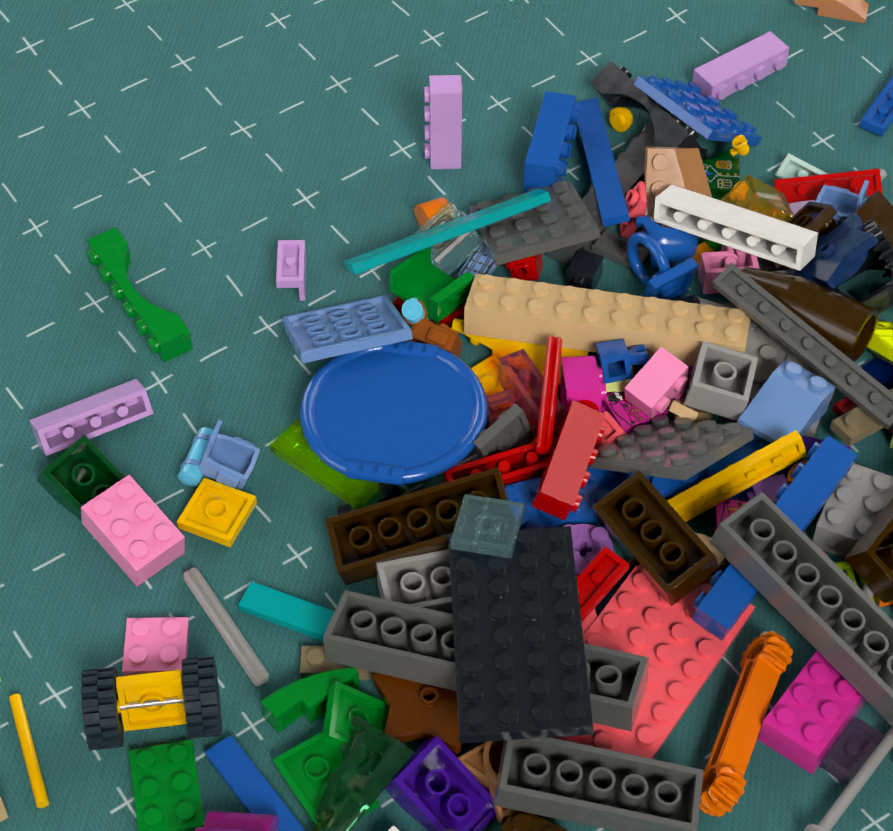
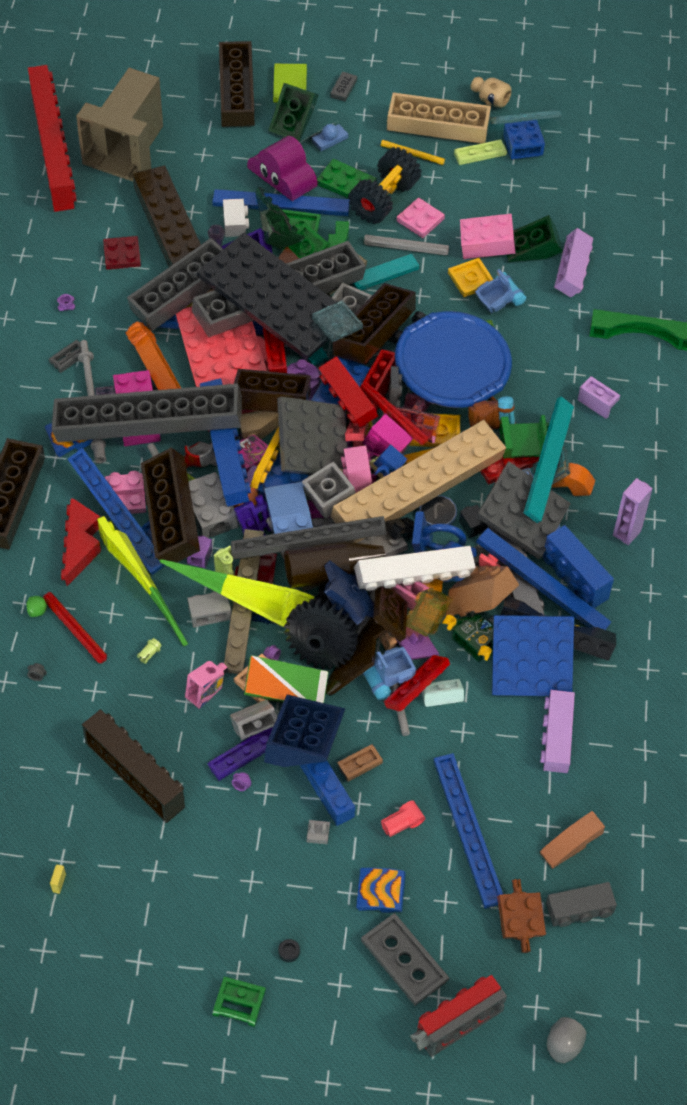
camera: 130 degrees right, 5 degrees up
(345, 328) = (529, 380): medium blue tile -> none

